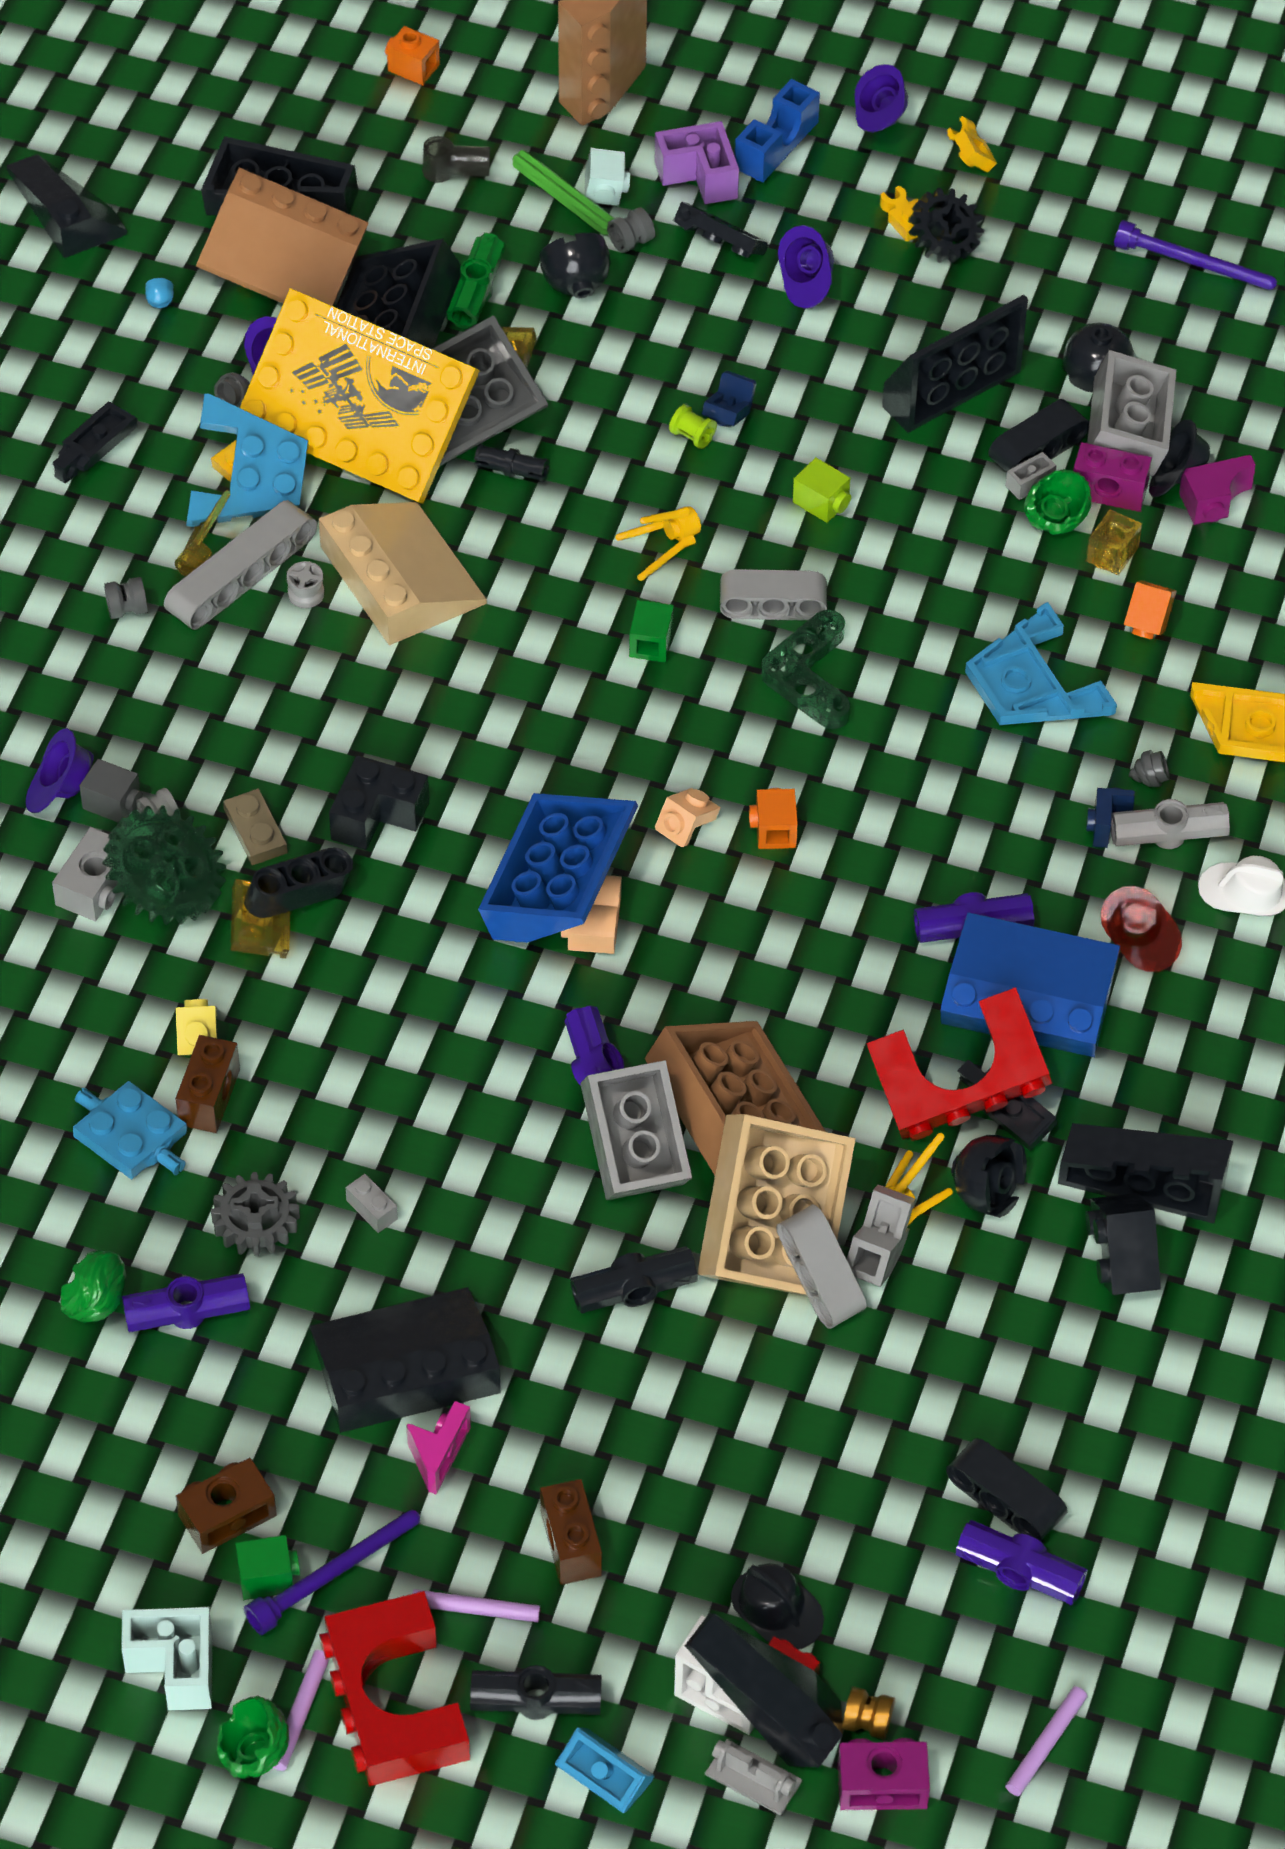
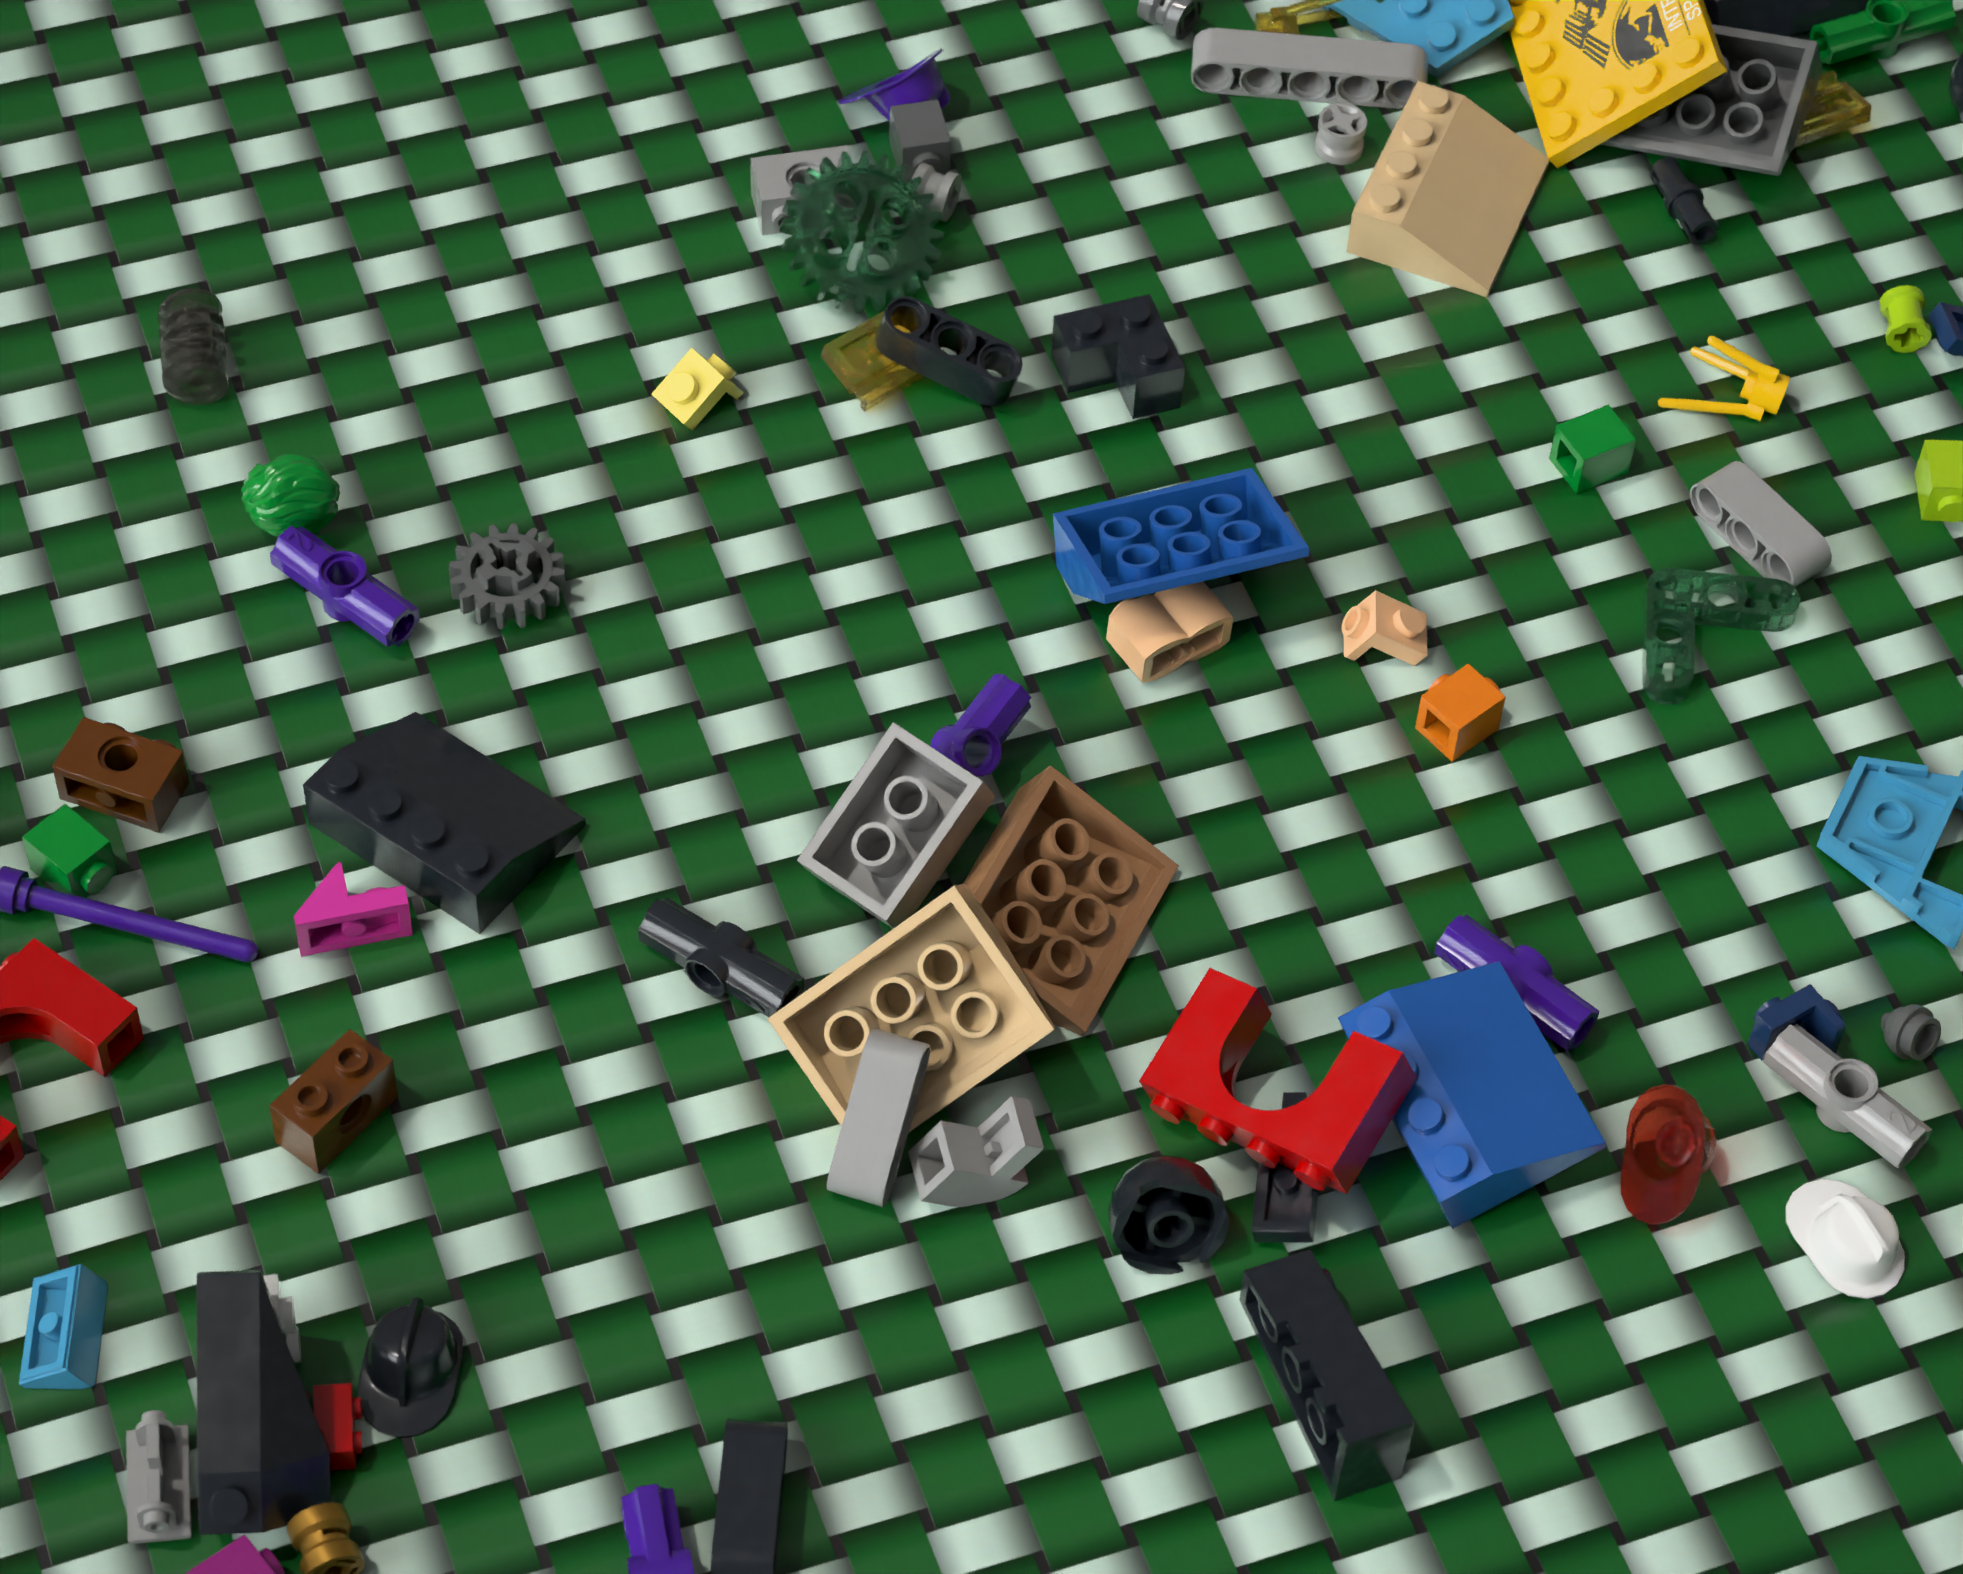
camera: 50 degrees right, 0 degrees up
(130, 1130) = (523, 415): dark azure plate -> none
(208, 1083) = (631, 436): reddish brown brick -> none
(255, 827) = (999, 284): dark tan plate -> none
(371, 1203) = (614, 667): light grey piece -> none
(482, 1606) = (181, 1079): lavender bar -> none
(509, 1690) = (116, 1221): black piece -> none
(902, 1186) = (1059, 1149): yellow plant -> none
(1128, 1242) = (1192, 1407): black brick -> none

